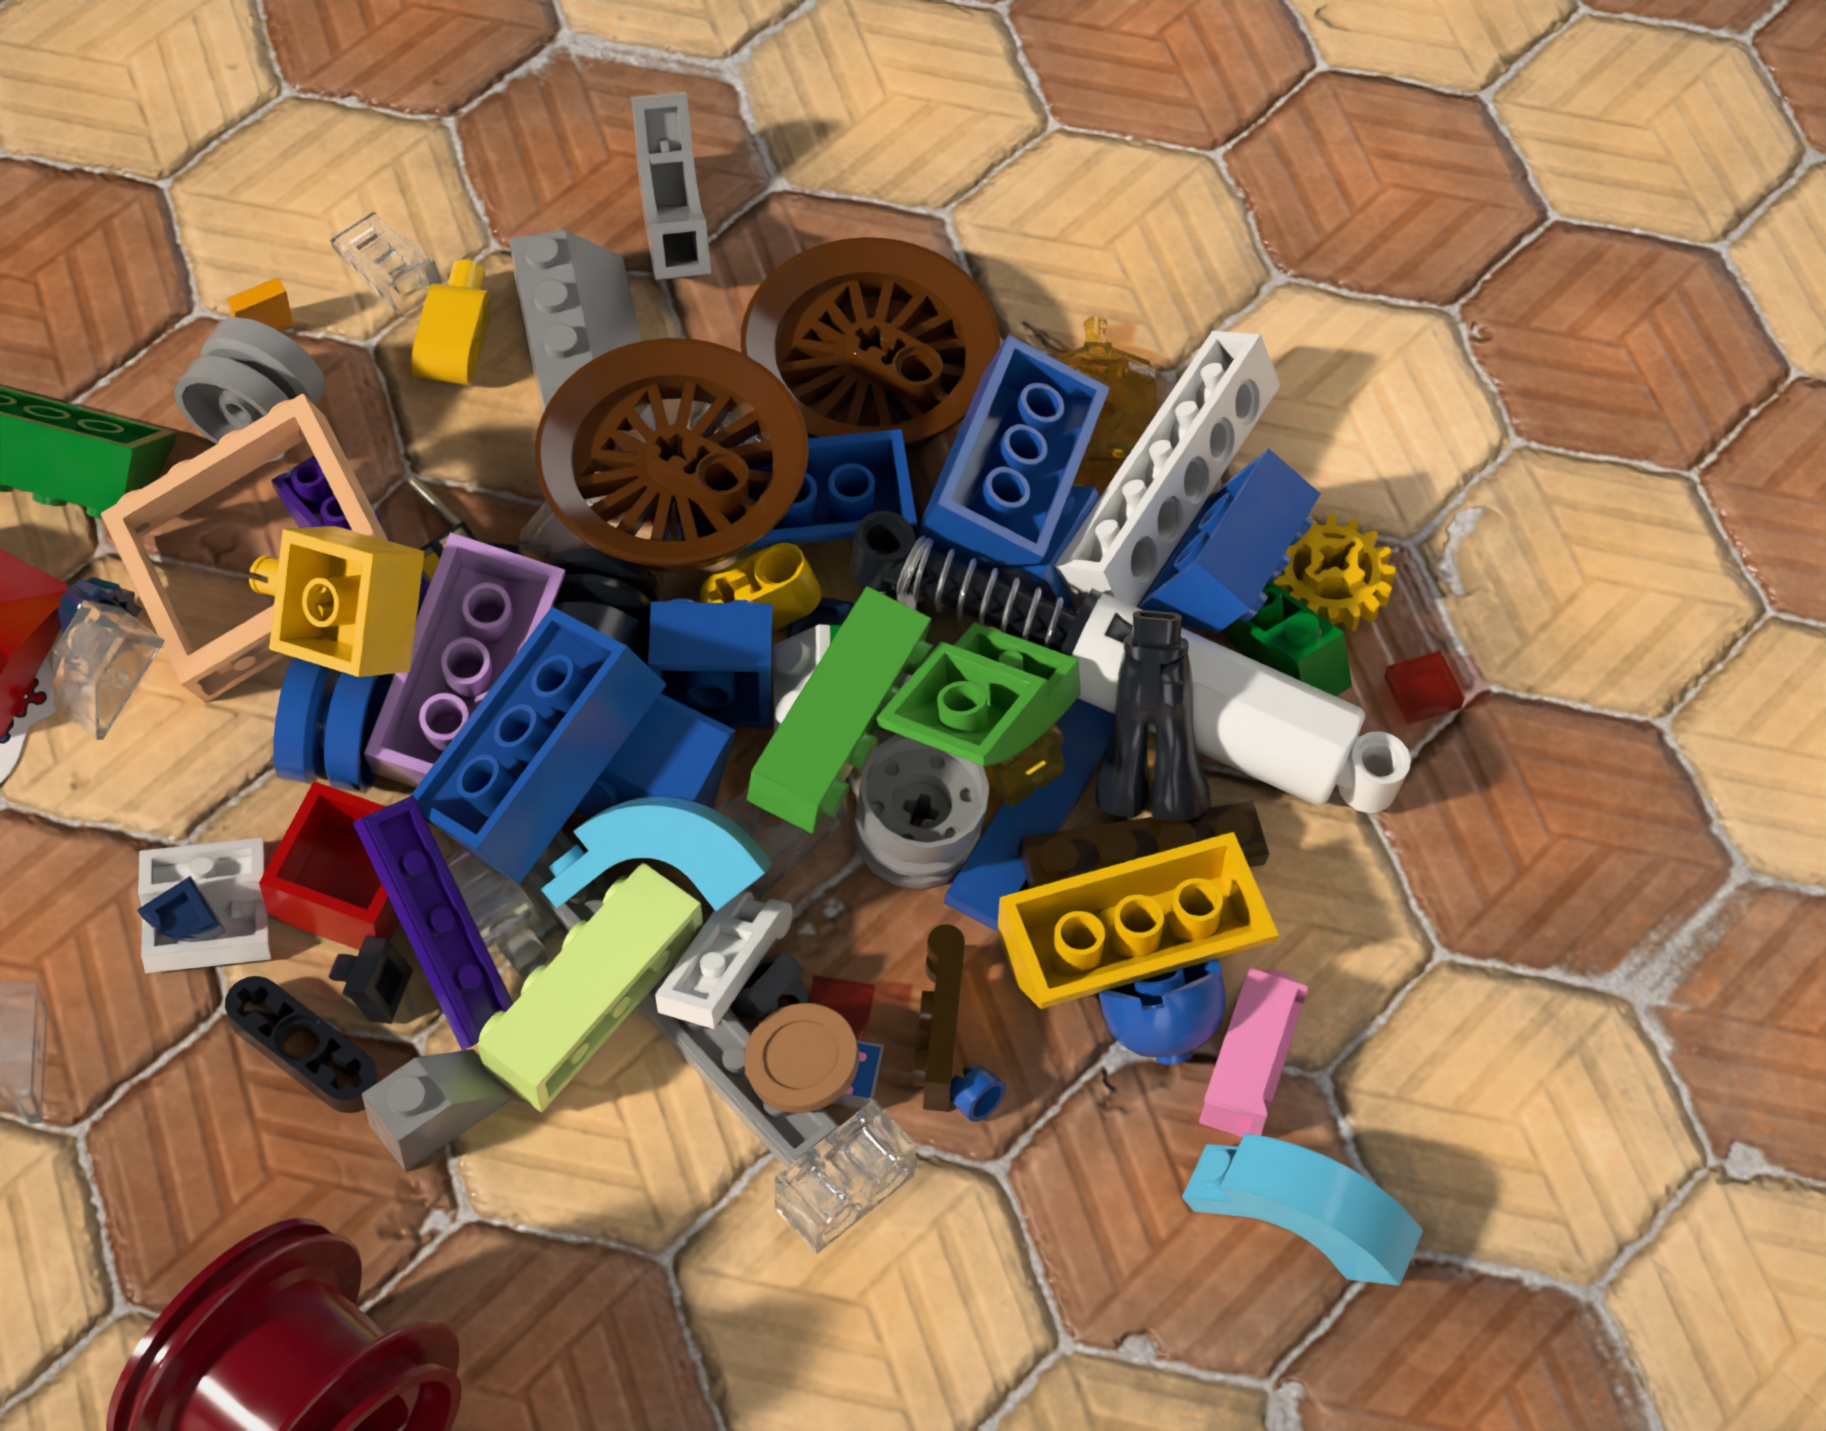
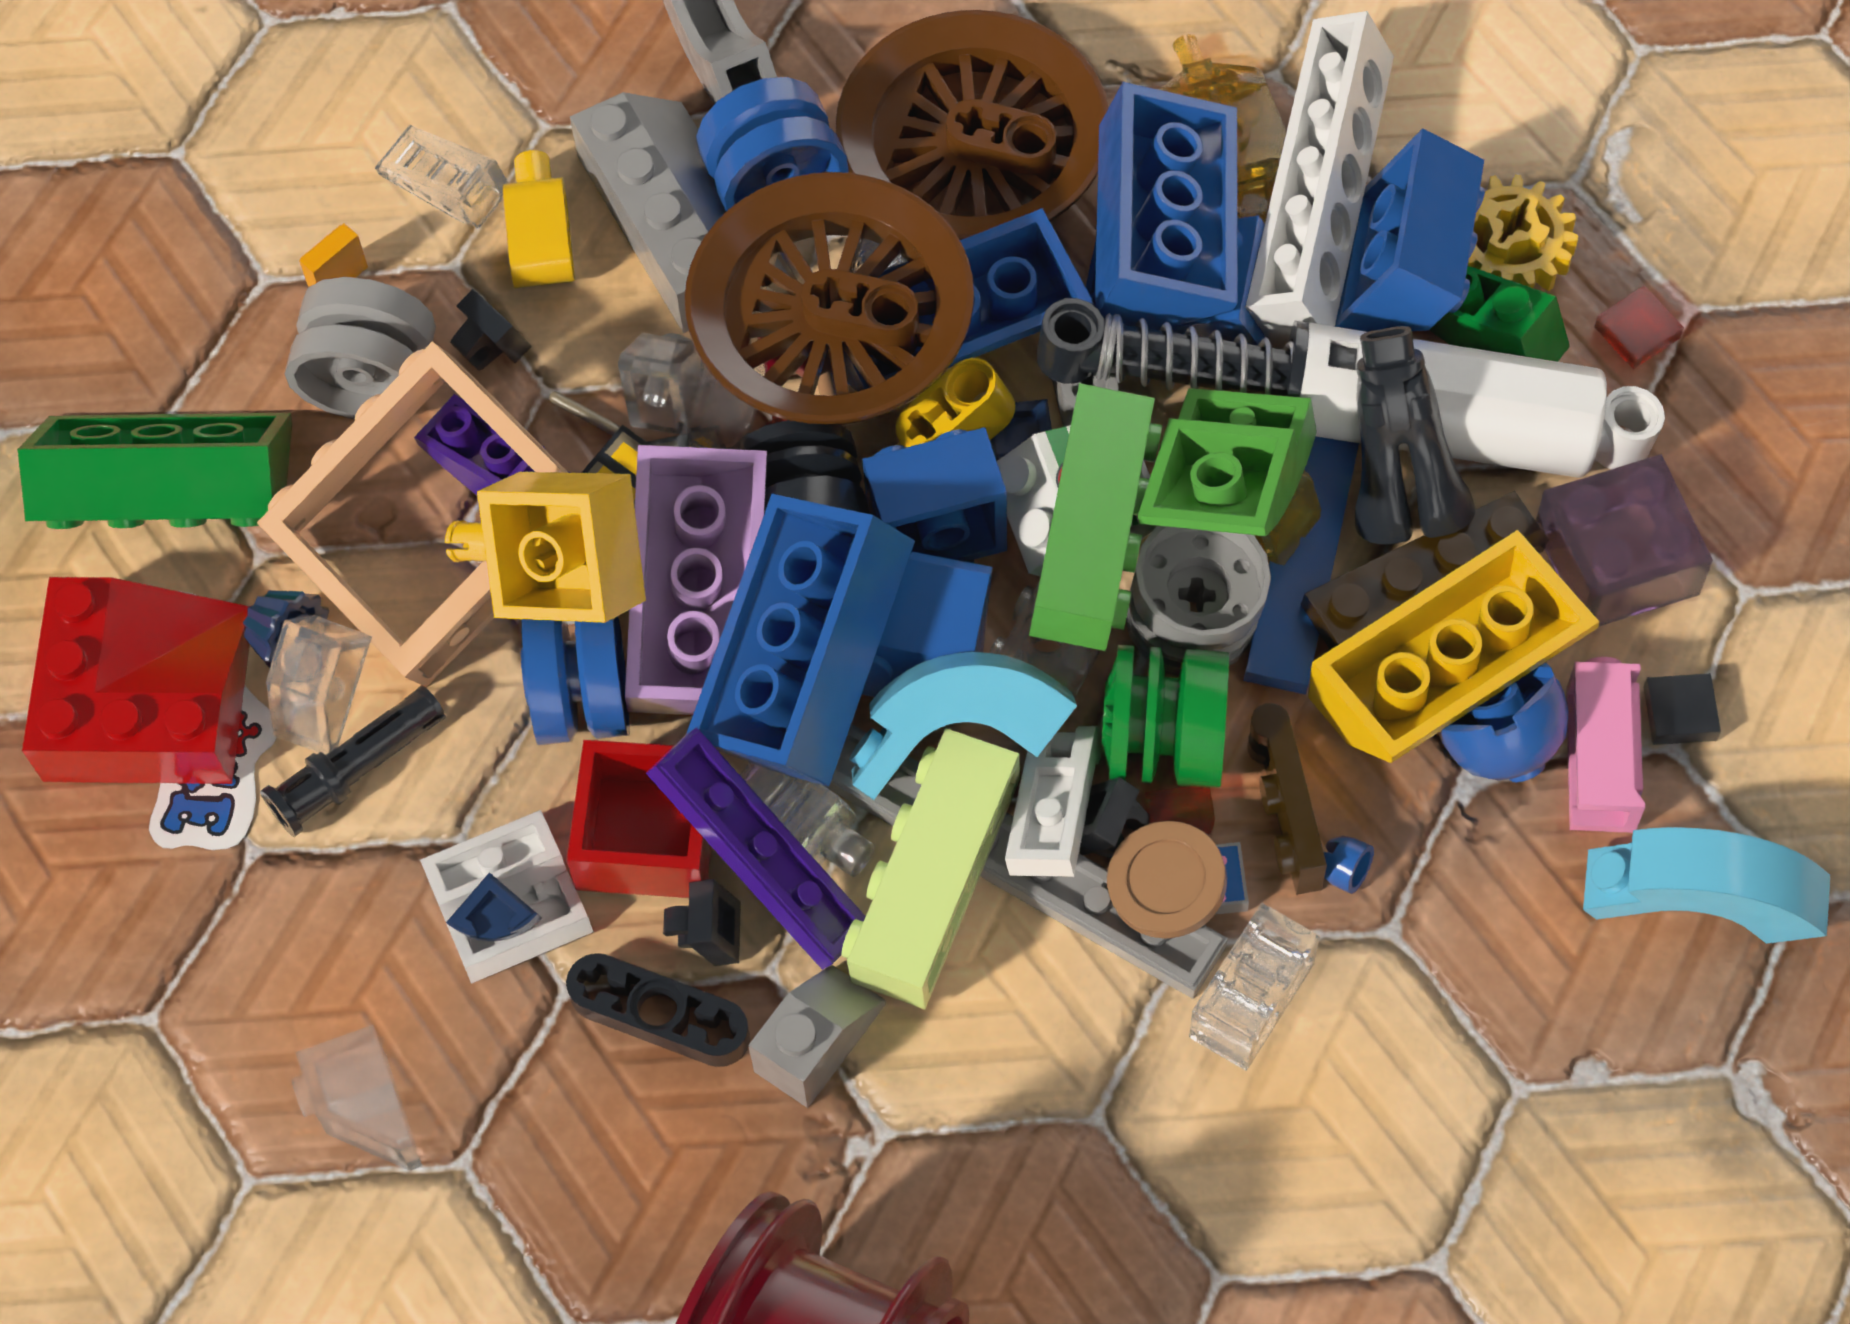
camera: 10 degrees left, 5 degrees up
(86, 755) = (330, 775): none -> black pin
(371, 408) = (486, 333): none -> black tile
(502, 489) = (660, 381): none -> clear slope
(678, 296) = (766, 136): none -> blue wheel
(842, 907) = (1168, 716): none -> green wheel
(1336, 874) = (1624, 540): none -> piece
(1341, 1042) = (1682, 709): none -> black tile

